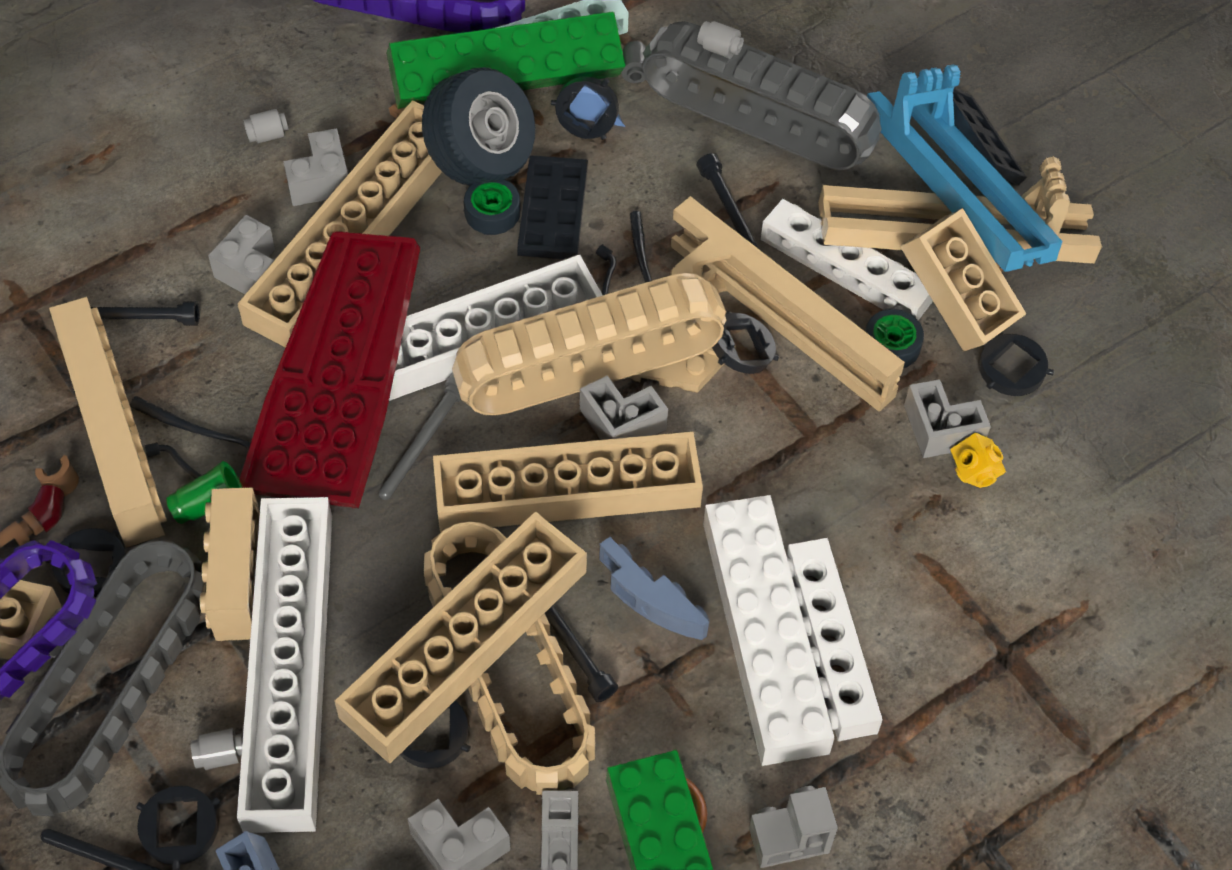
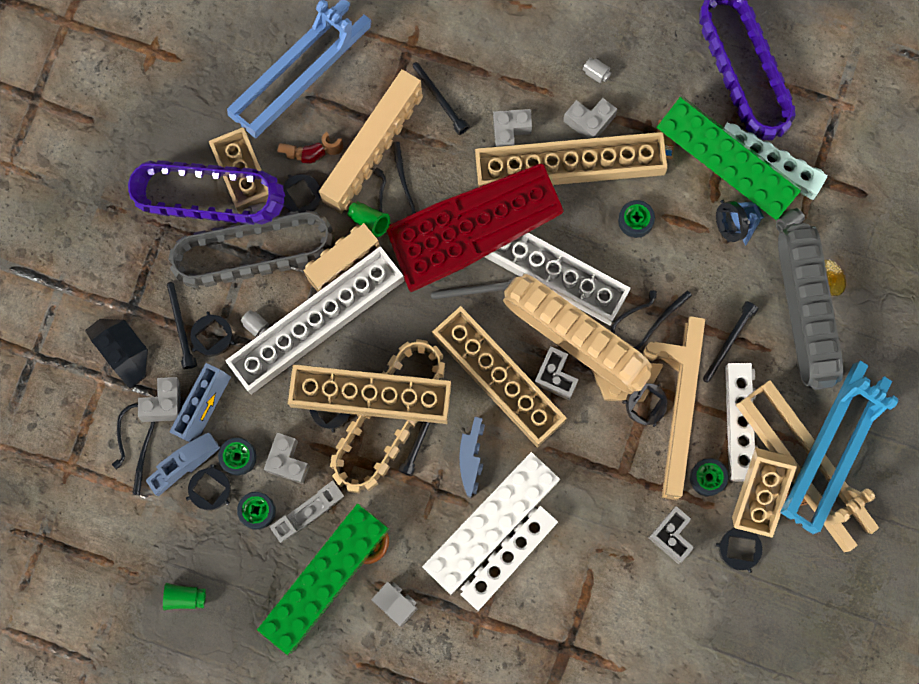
camera: 60 degrees right, 20 degrees up
(478, 126) = (668, 180): black wheel -> none
(552, 207) = (659, 249): black plate -> none
(720, 39) = (812, 265): light grey brick -> none
(978, 461) = (661, 567): yellow brick -> none
(982, 135) = (883, 439): black plate -> none

